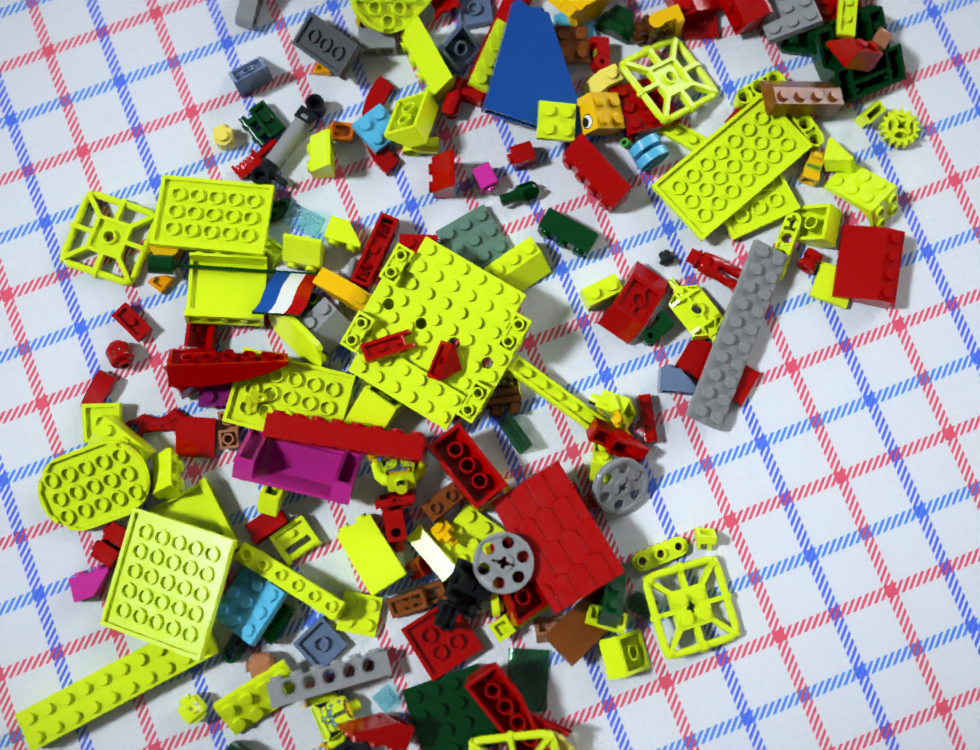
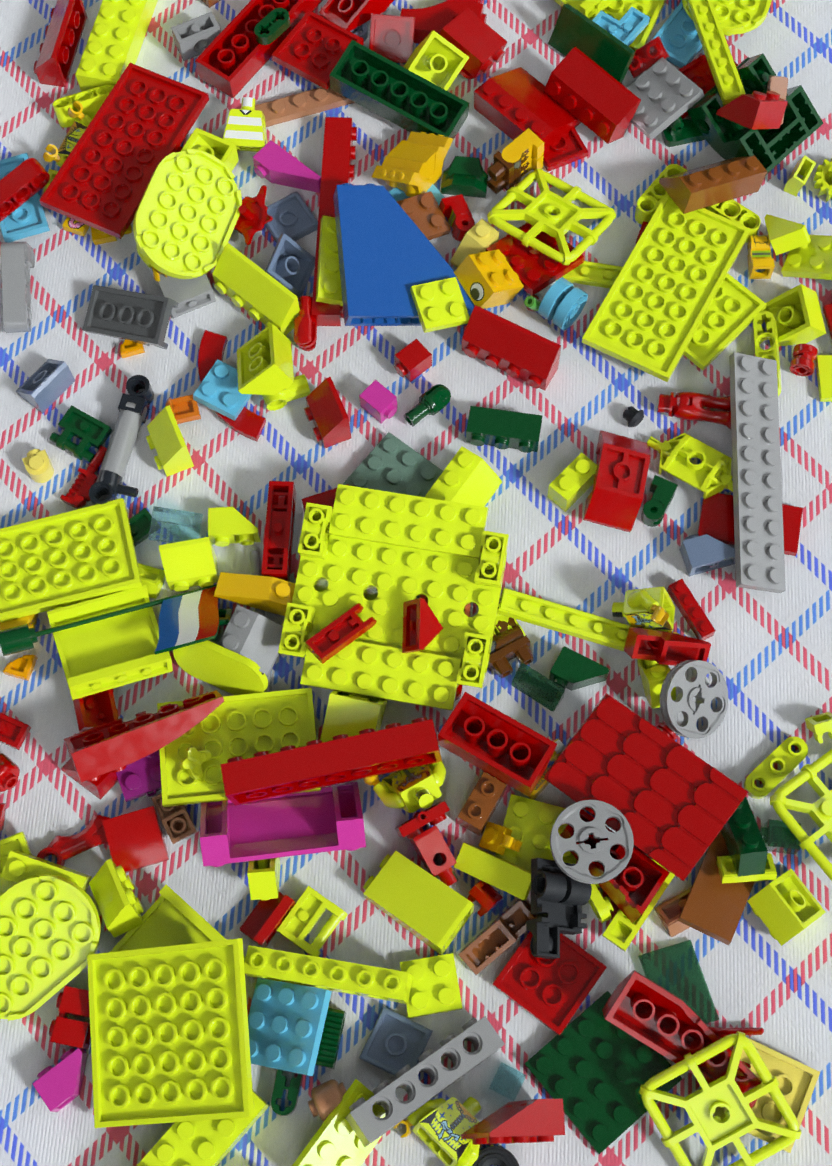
camera: 15 degrees left, 10 degrees down
(546, 432) = (576, 671): none -> dark green slope

